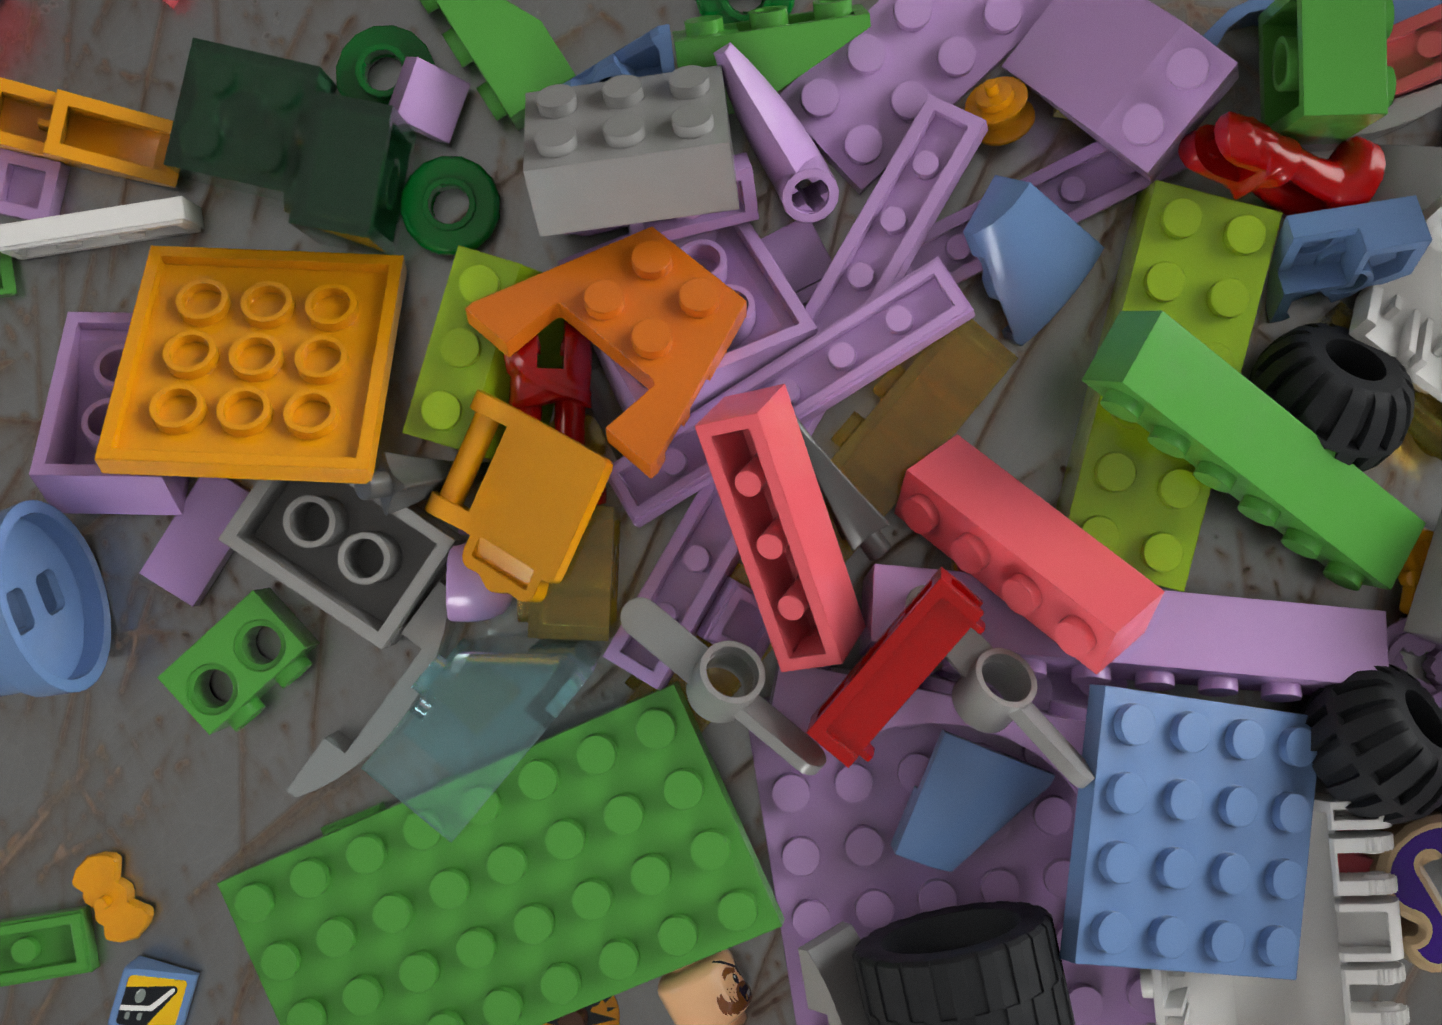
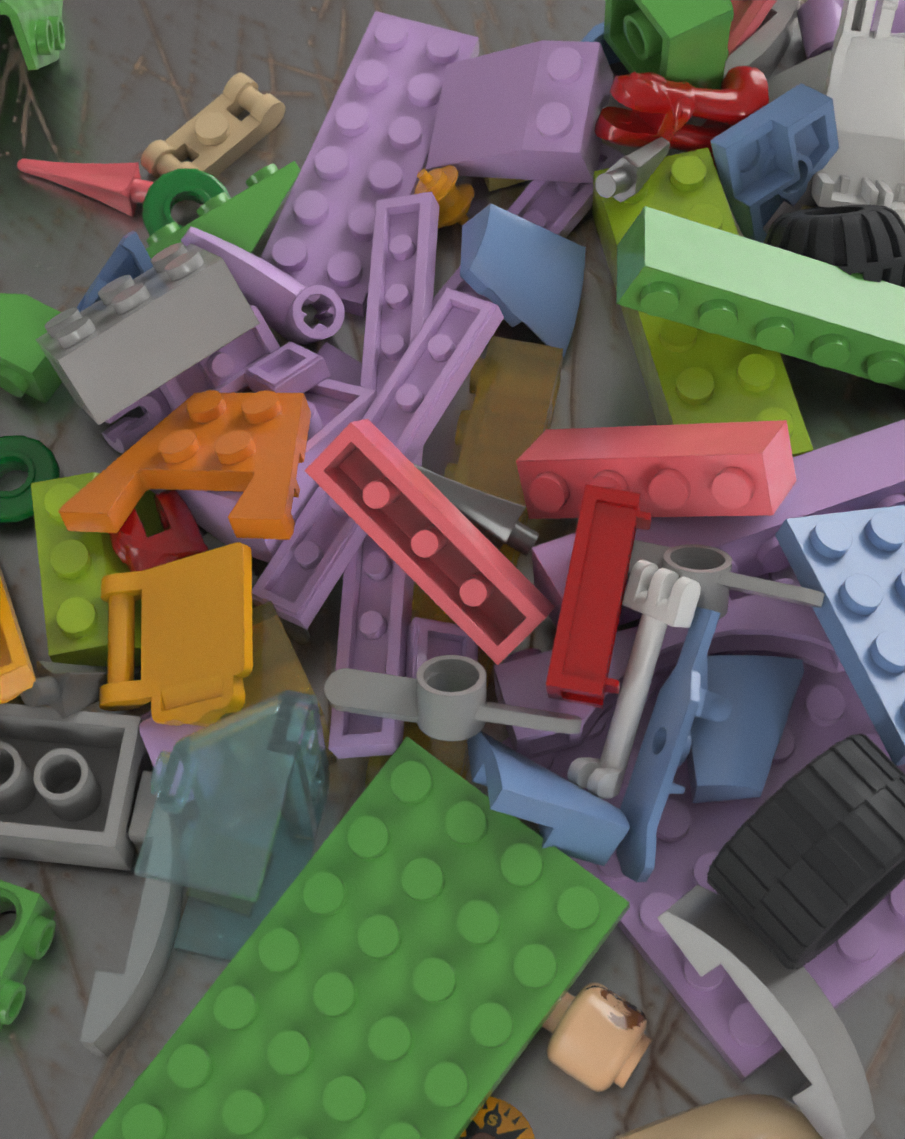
camera: 25 degrees left, 25 degrees down
(748, 246) = (287, 370): none -> lavender tile
(761, 801) = (565, 813): none -> medium blue slope
(911, 793) = (668, 745): none -> medium blue piece
(940, 711) = (662, 601): none -> white hinge
(1186, 215) = (632, 171): none -> flat silver bar

